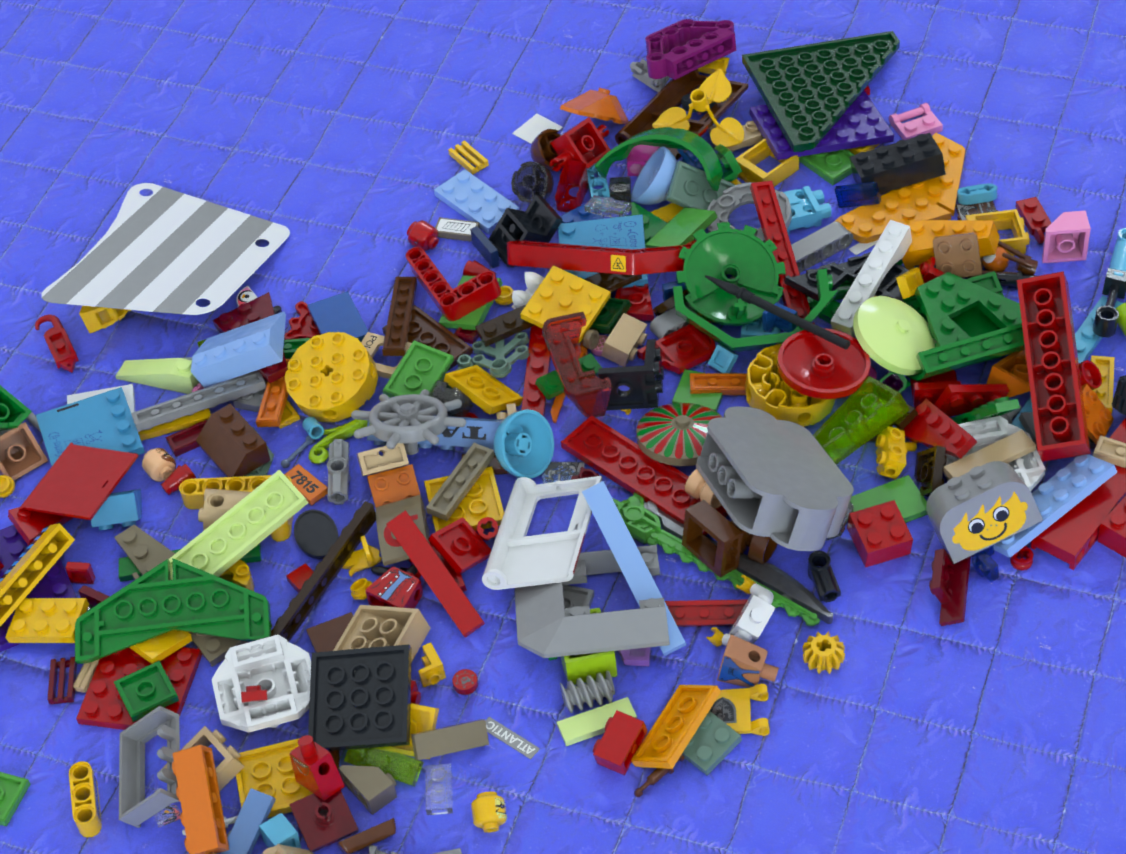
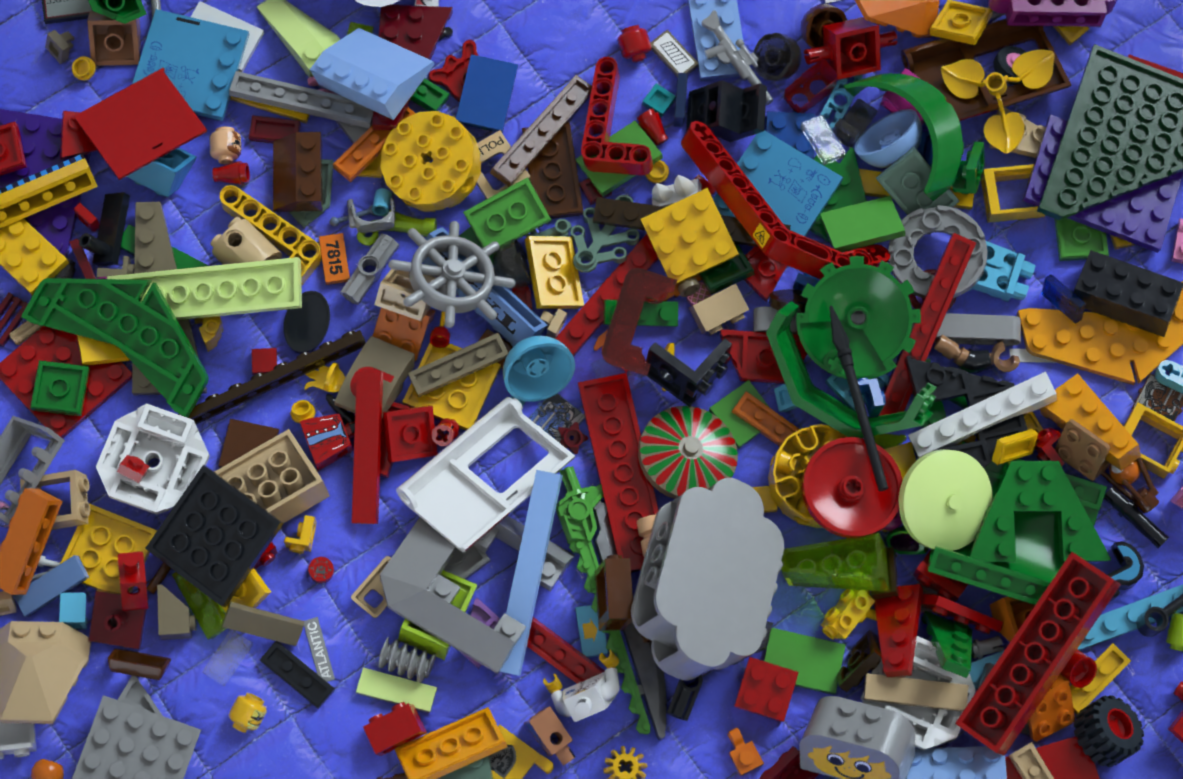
camera: 25 degrees right, 25 degrees up
(105, 568) = (110, 233): none -> black piece
(316, 442) = (370, 226): none -> light grey helmet
(427, 470) = (440, 335): none -> red hinge
(468, 253) = (659, 100): none -> teal plate
(497, 200) = (728, 53): none -> light grey piece
(506, 763) = (297, 674): none -> black tile
(515, 665) = (372, 582): none -> tan piece
(641, 98) = (961, 22): none -> yellow tile
(712, 588) = (591, 639): none -> medium azure tile
(839, 256) = (976, 361): none -> medium nougat piece
(903, 590) = (745, 755): none -> orange plate

